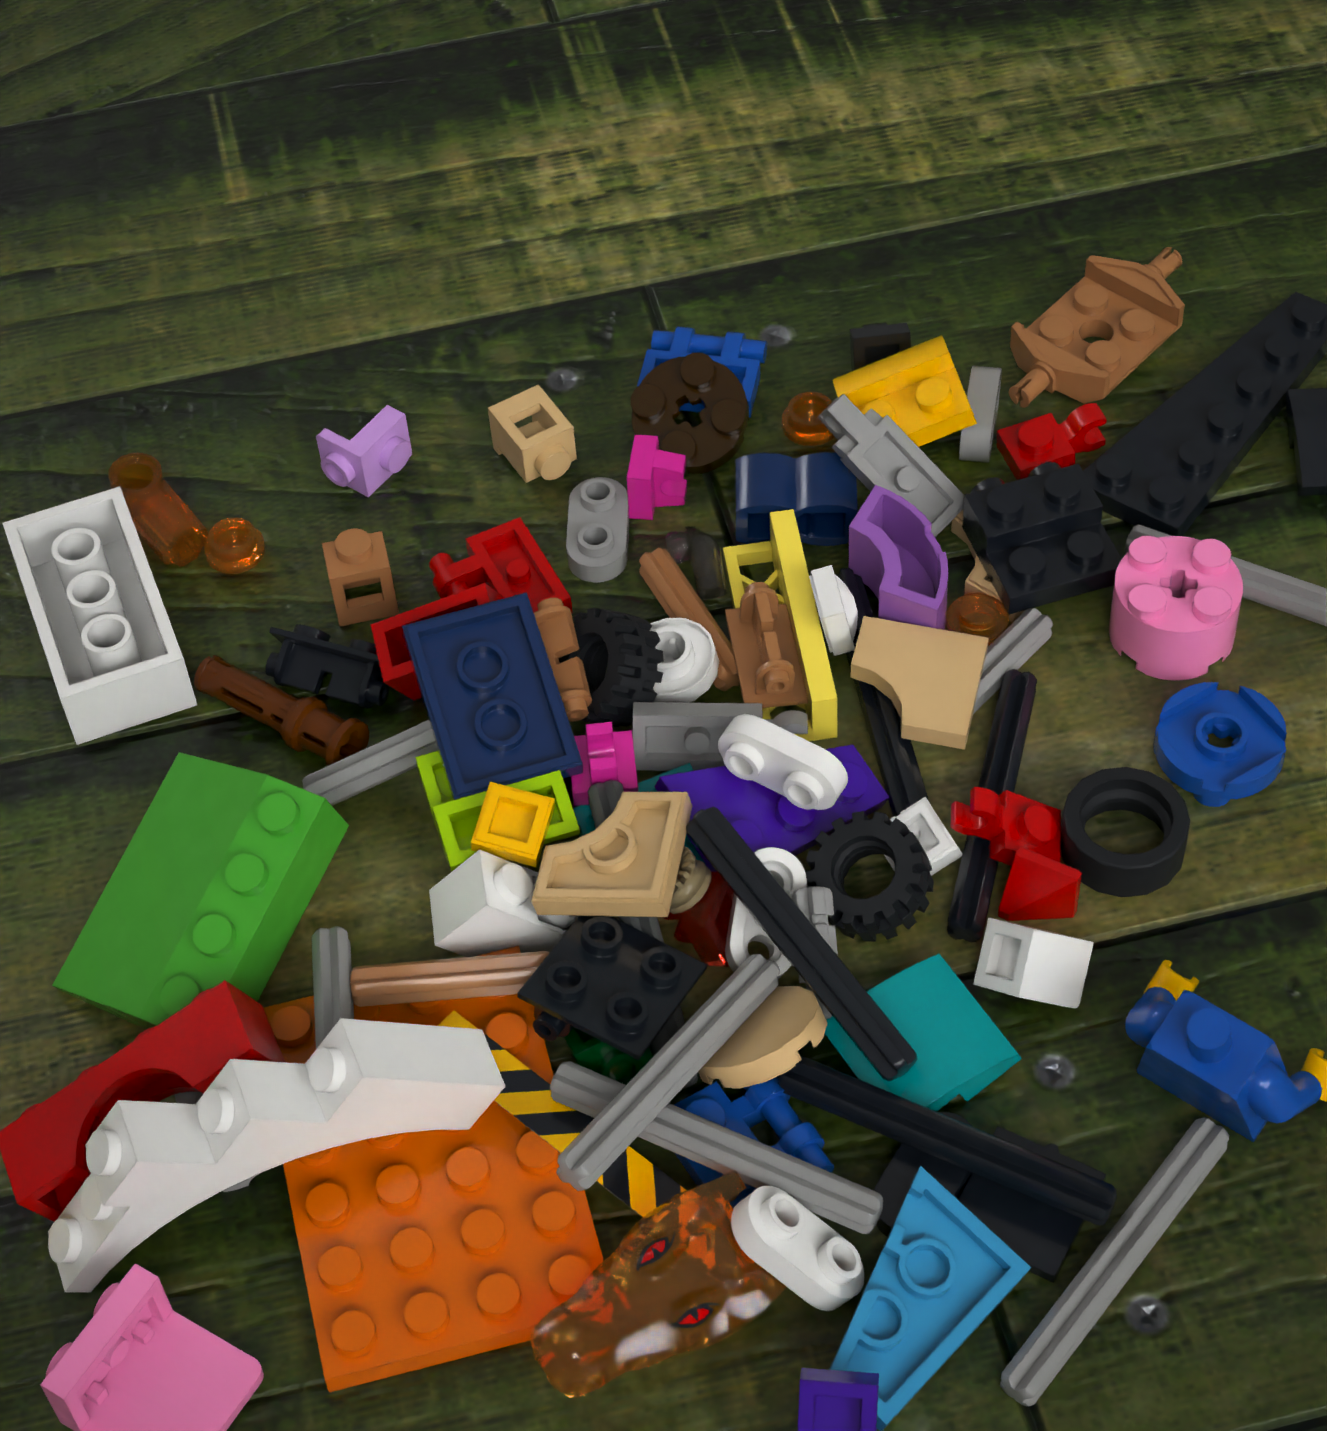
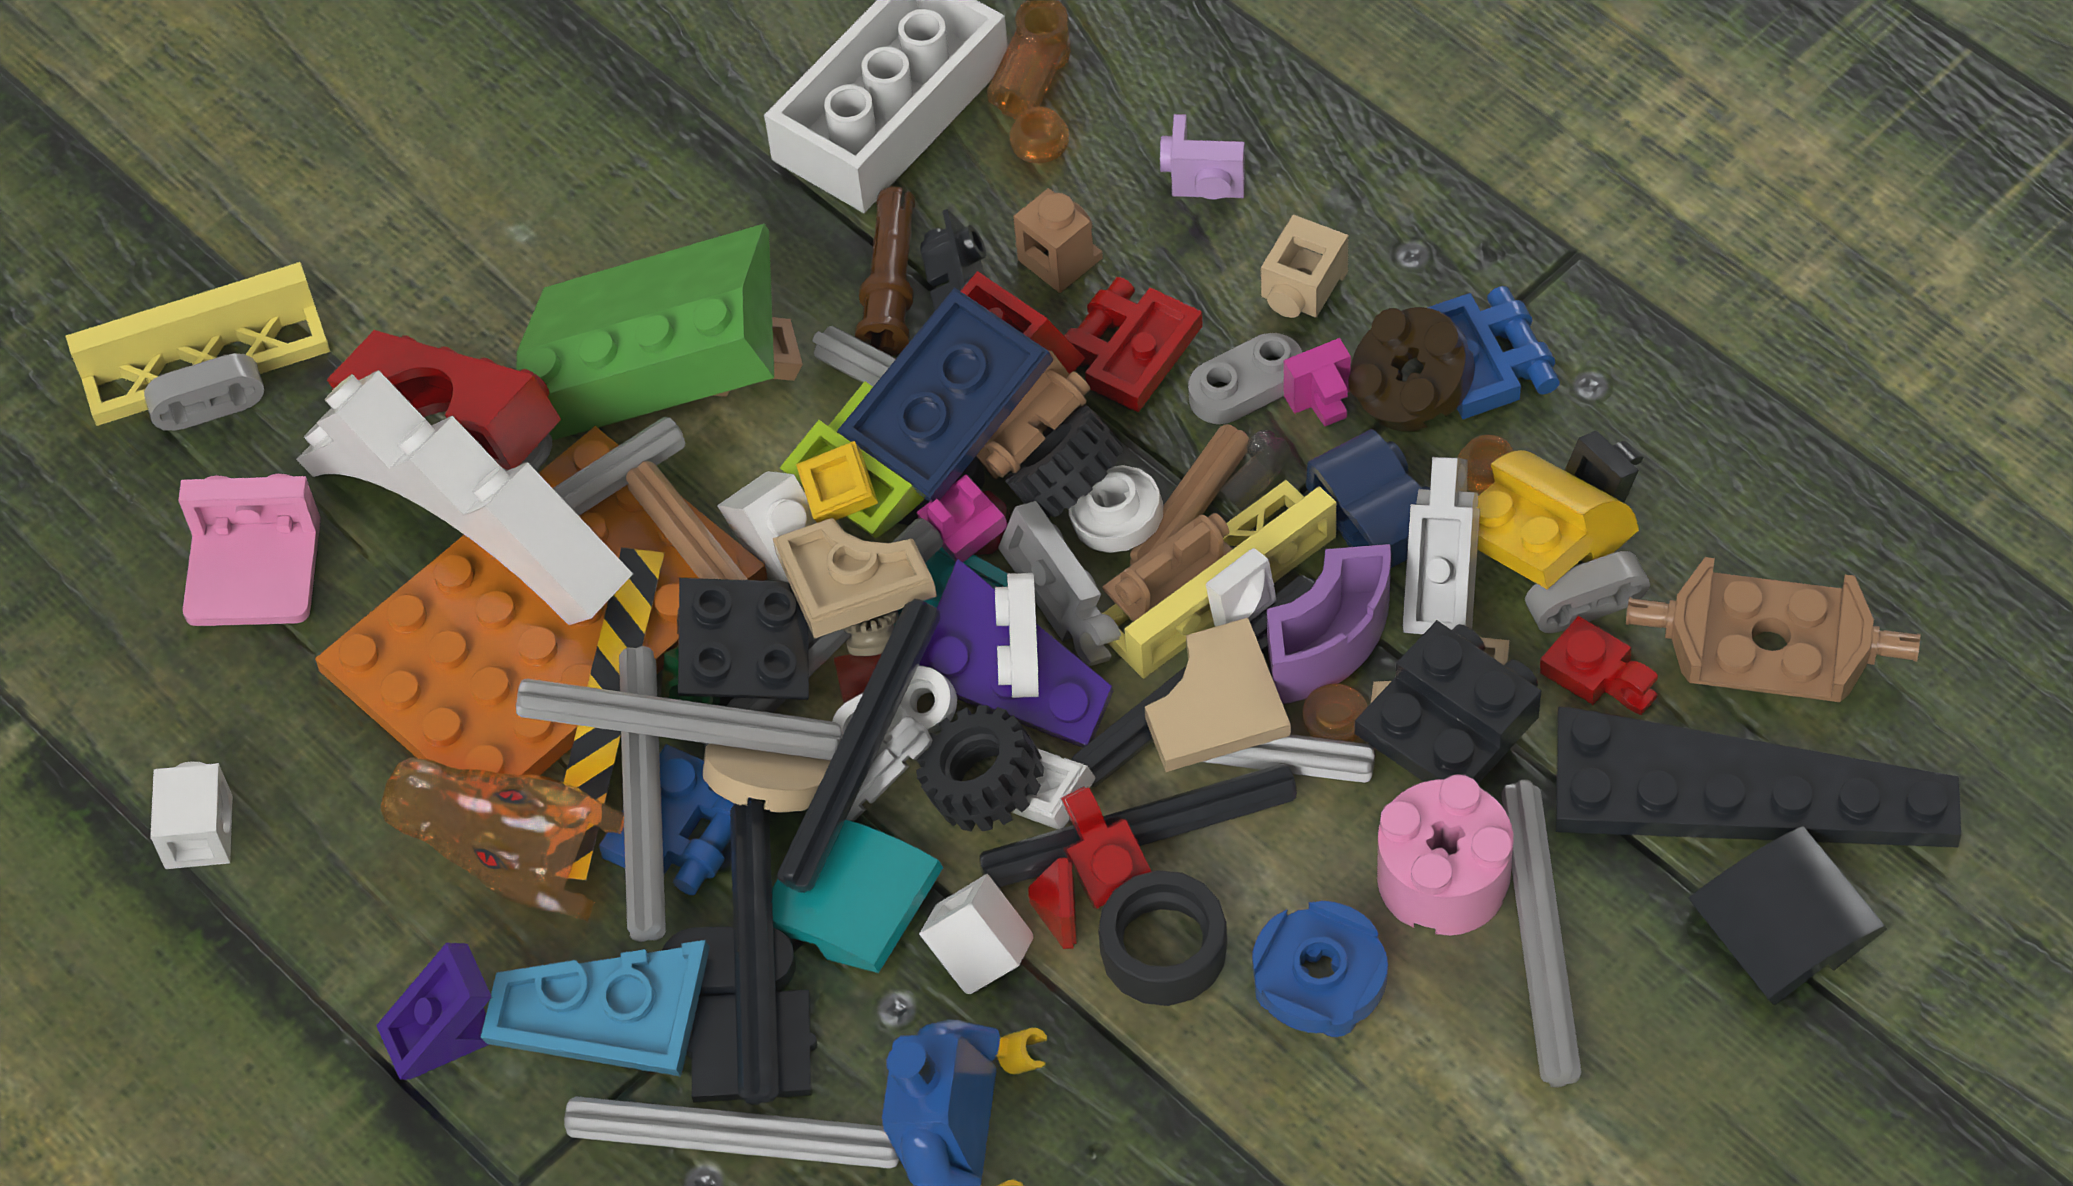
camera: 60 degrees right, 5 degrees up
(797, 1248) = (587, 899): white plate -> none

